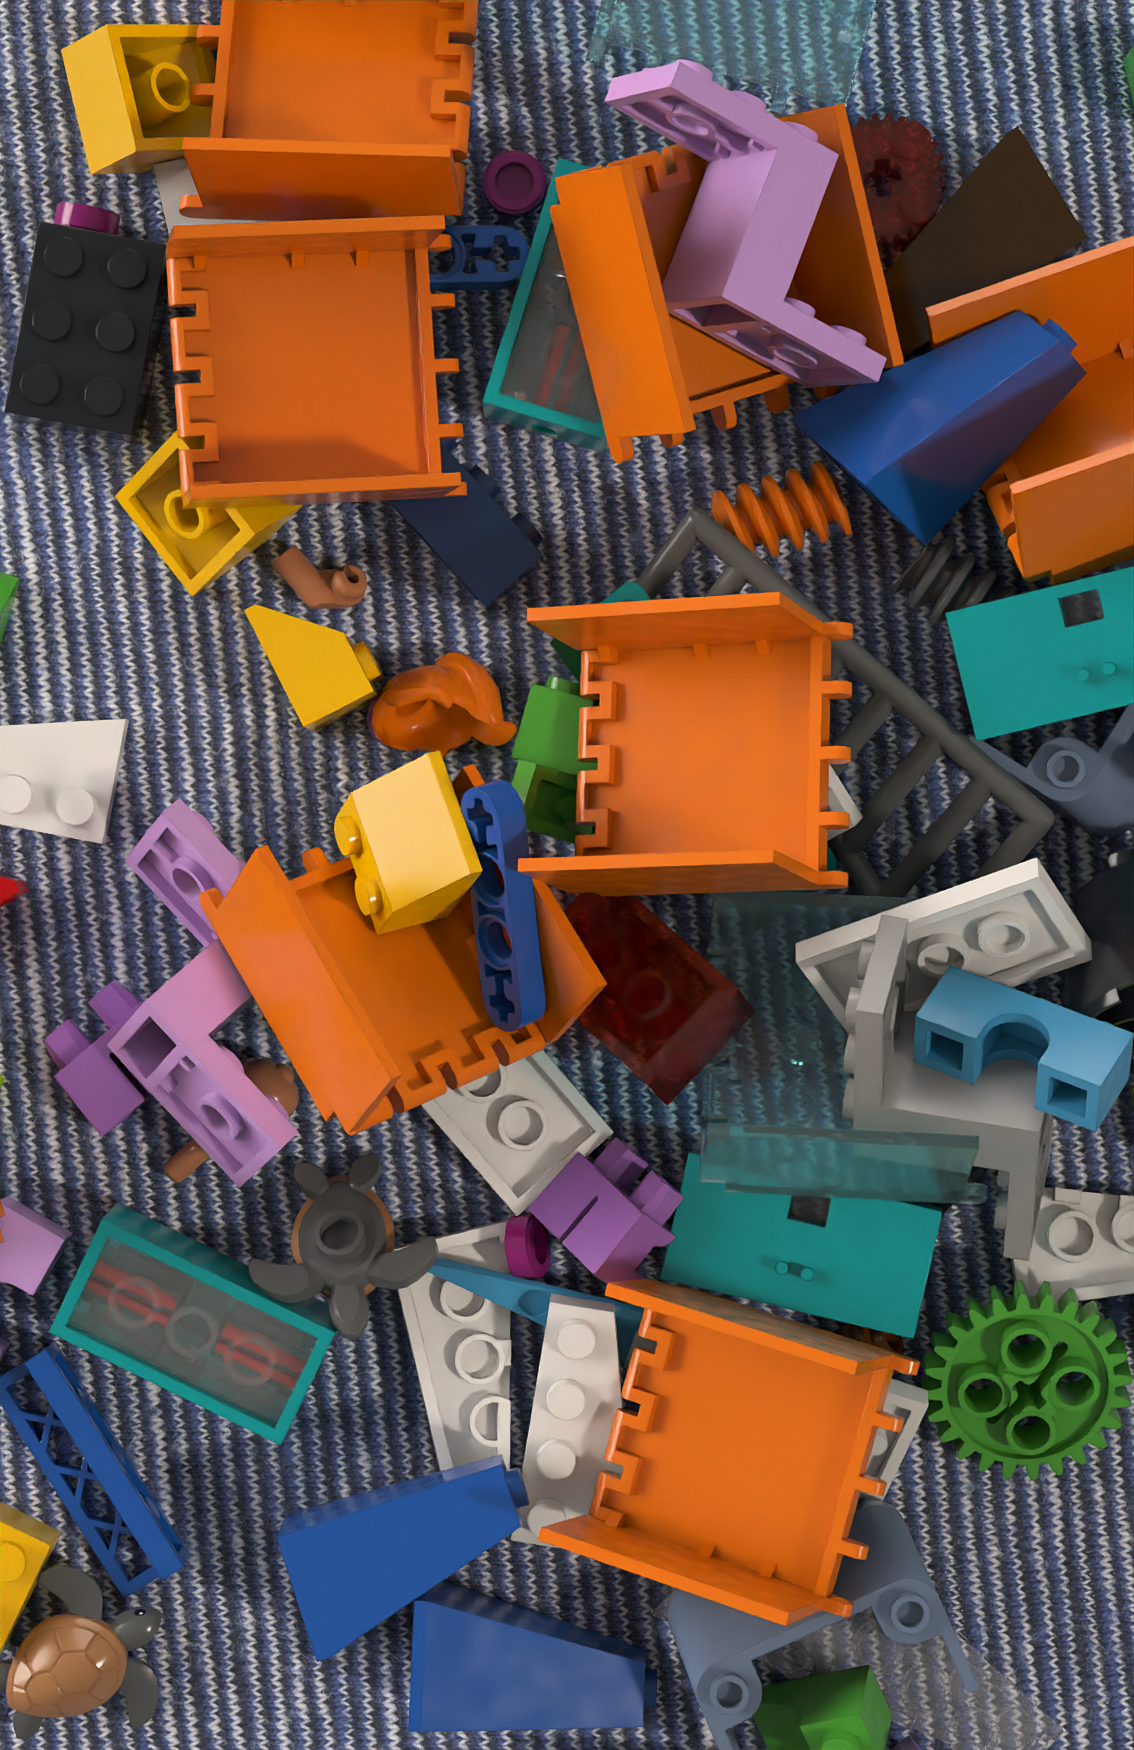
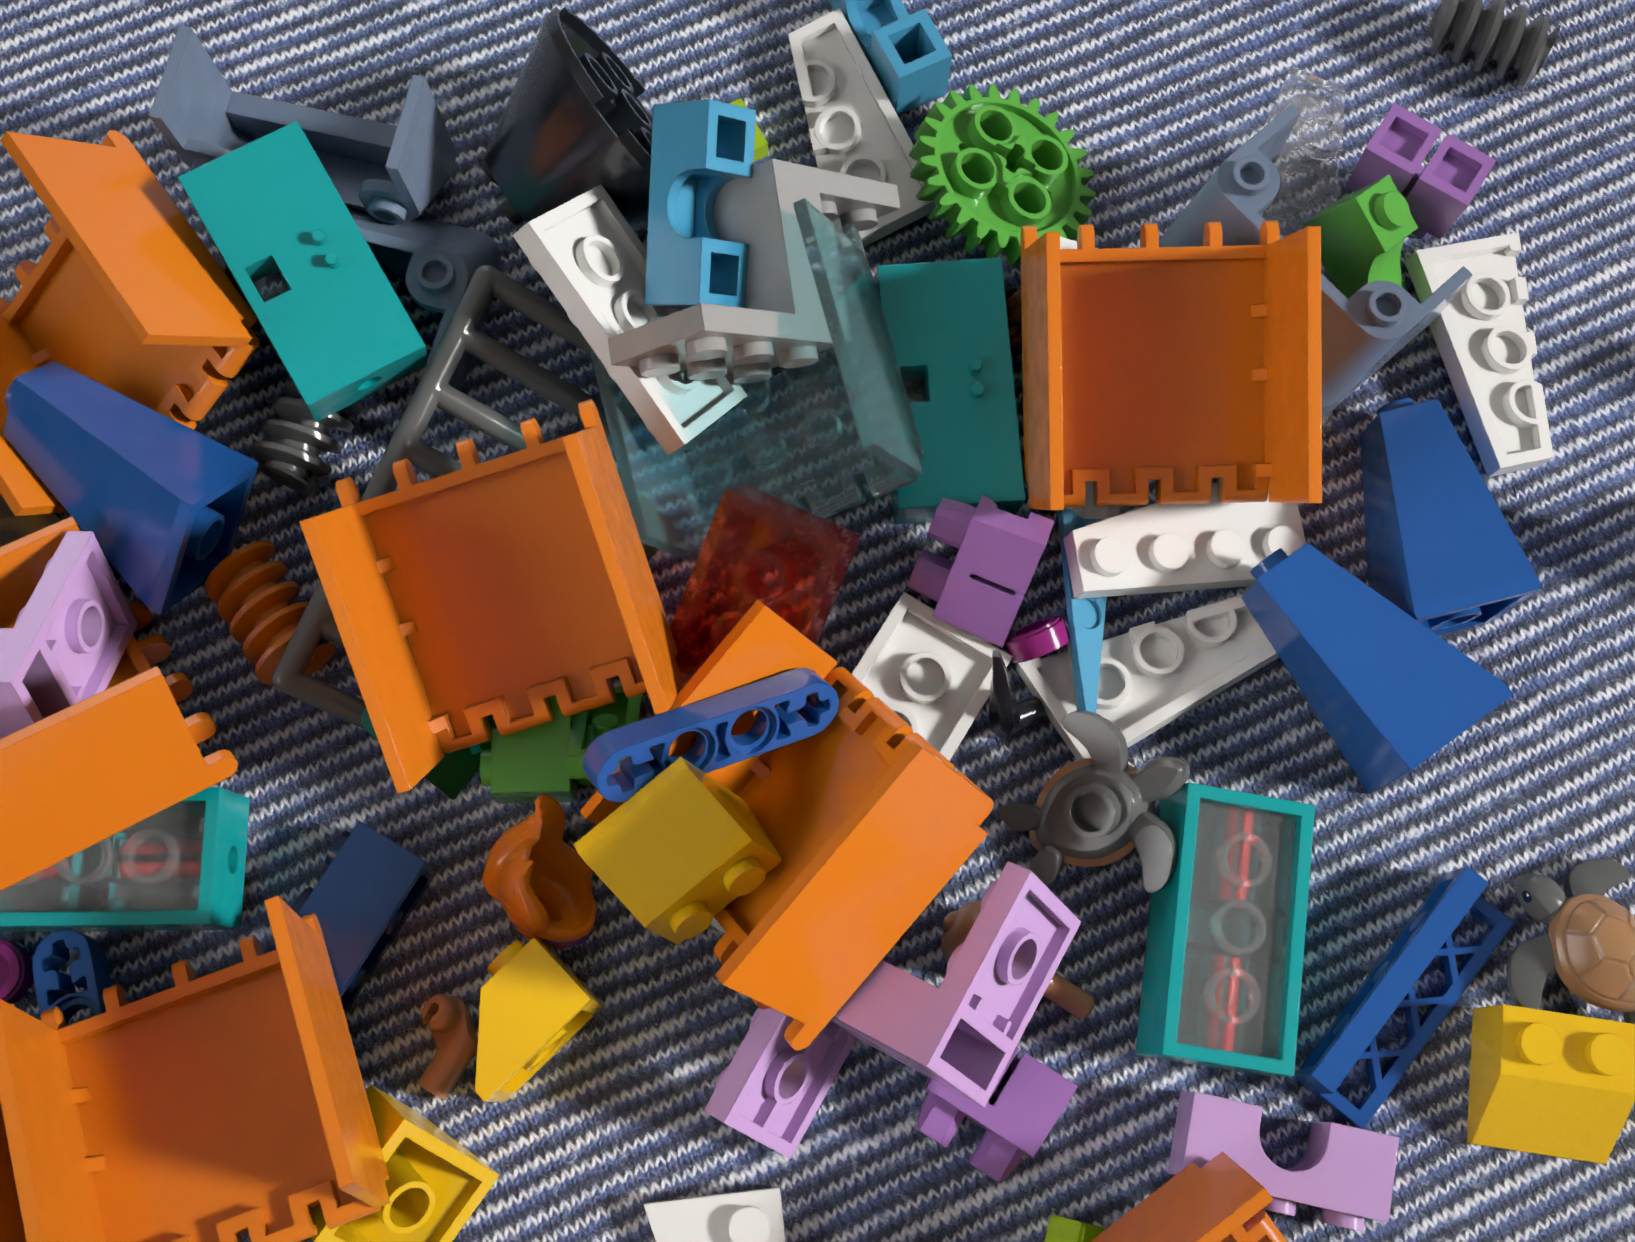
camera: 105 degrees left, 15 degrees down
(464, 1193) = (1004, 711): none -> black bar

